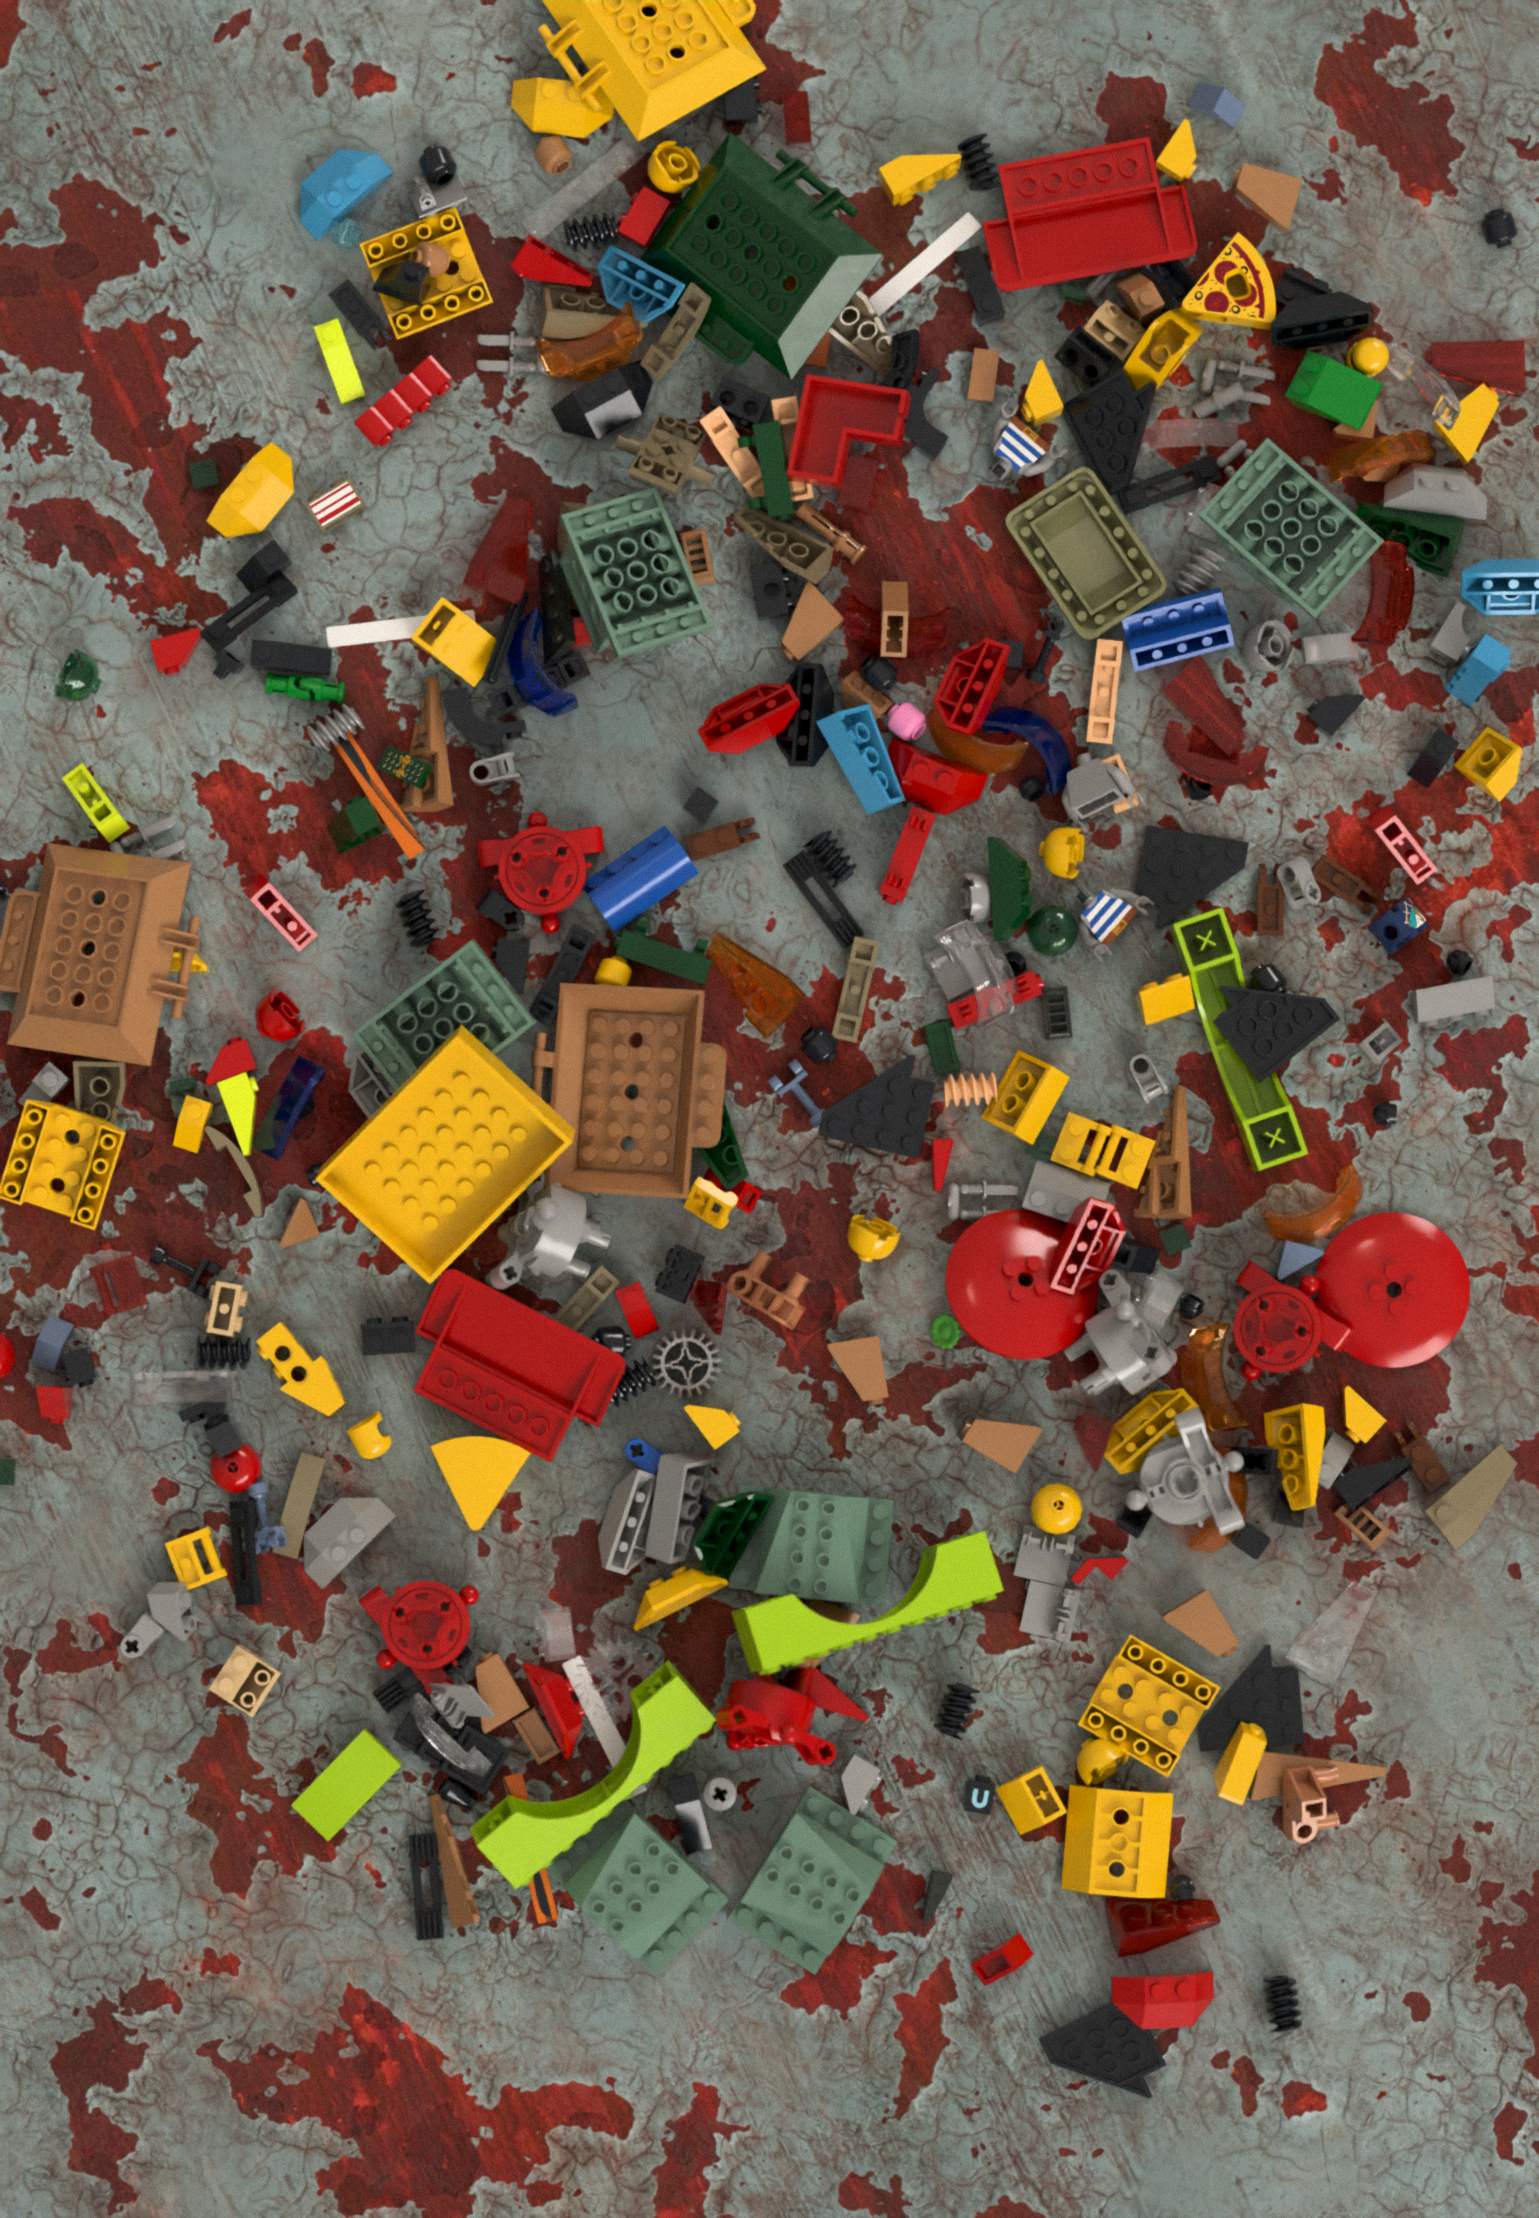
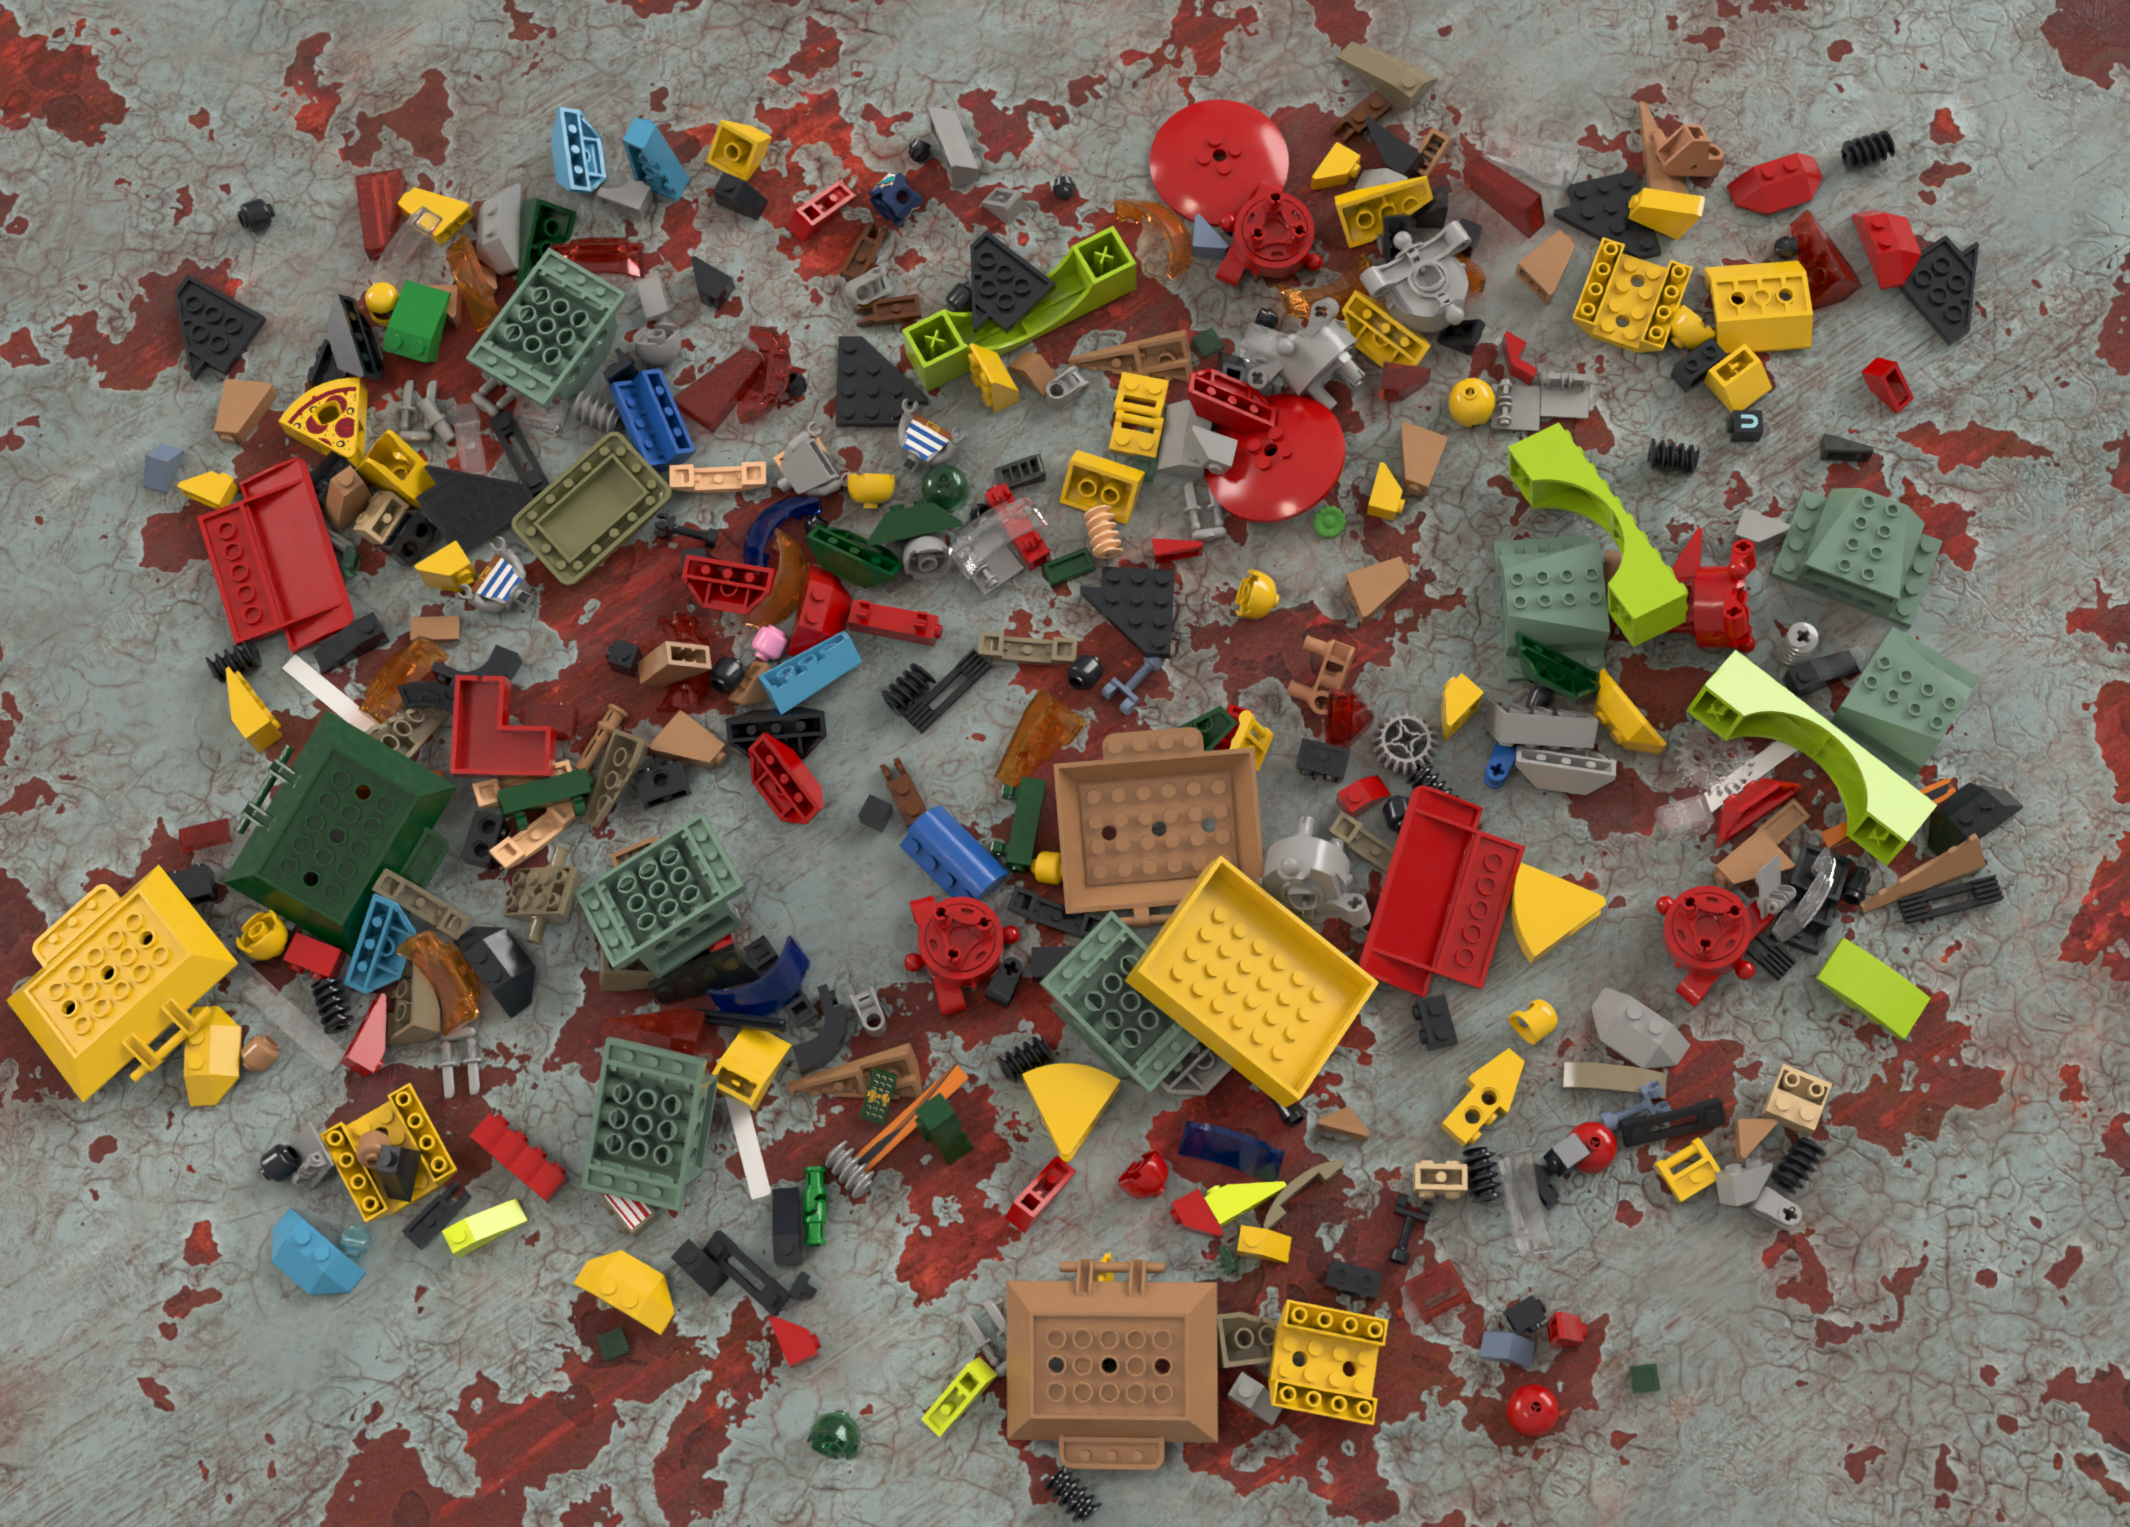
camera: 95 degrees left, 15 degrees down
(141, 1204) = (1352, 1280): none -> black brick
(181, 1668) = (1796, 1164): none -> black piece
(219, 1627) = (1749, 1134): none -> medium nougat slope
(364, 955) = (1070, 1101): none -> yellow piece
(401, 532) = (649, 1123): none -> sand green wedge
(510, 1928) = (1967, 812): none -> black wedge
(914, 567) = (624, 657): none -> black brick
(938, 331) = (403, 667): none -> clear orange windscreen
(964, 1396) = (1386, 495): none -> yellow slope
(993, 812) = (851, 558): none -> dark green wedge
(1034, 1217) = (1211, 449): none -> light grey slope
(1057, 1760) = (1695, 366): none -> black brick
(1172, 1046) = (1033, 371): none -> medium nougat slope
(1234, 606) = (622, 370): none -> black bracket
(1257, 1897) = (1776, 184): none -> red wedge
(1294, 1593) = (1506, 195): none -> clear red slope
(1372, 171) = (213, 326): none -> black wing

